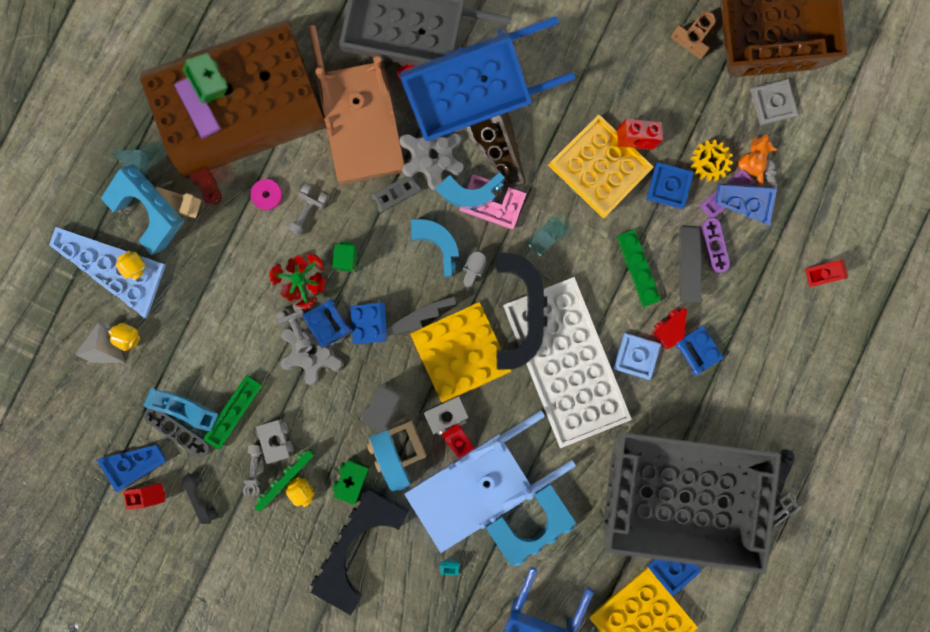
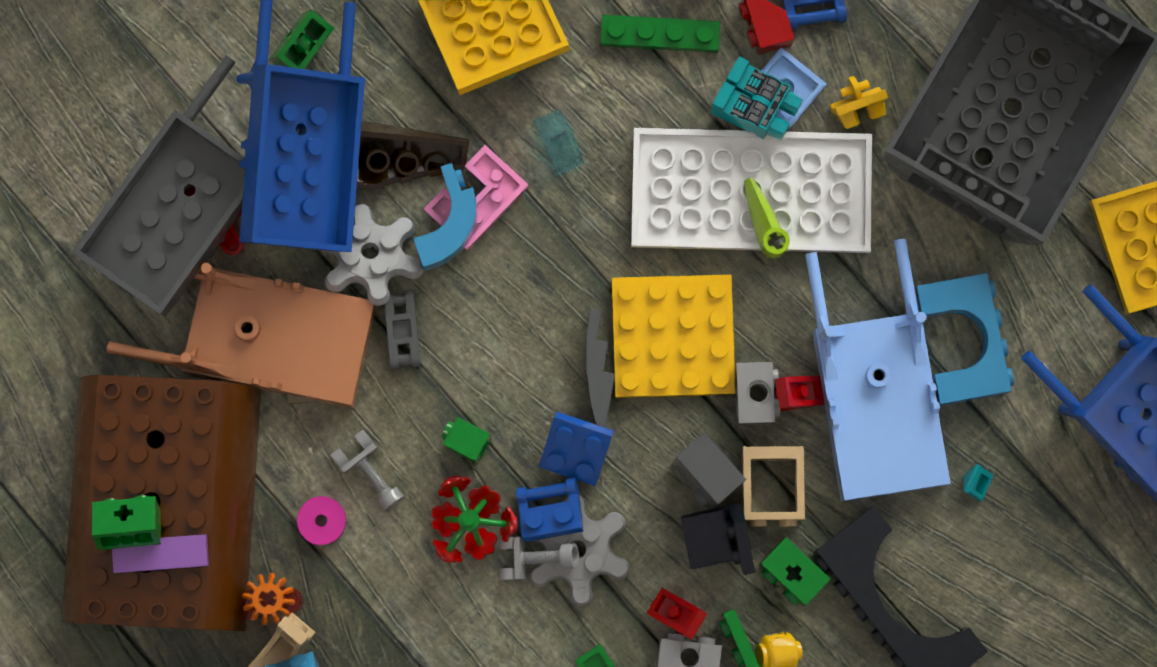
camera: 70 degrees left, 5 degrees down
(209, 177) = (268, 588): none -> orange gear
(297, 423) = (676, 613): none -> red slope
(350, 429) = (718, 537): none -> black bracket
(389, 461) = (788, 498): dark azure arch -> none
(433, 232) = (493, 293): dark azure arch -> none
(474, 267) = (560, 264): light grey arm -> none
(536, 302) = (661, 202): black arch -> none
(539, 59) = (302, 41): none -> green brick
(551, 377) = (765, 221): none -> lime piece
(621, 341) = (754, 101): none -> teal hips
(648, 401) = (871, 99): none -> yellow hips
(673, 574) = (1112, 167): blue plate -> none

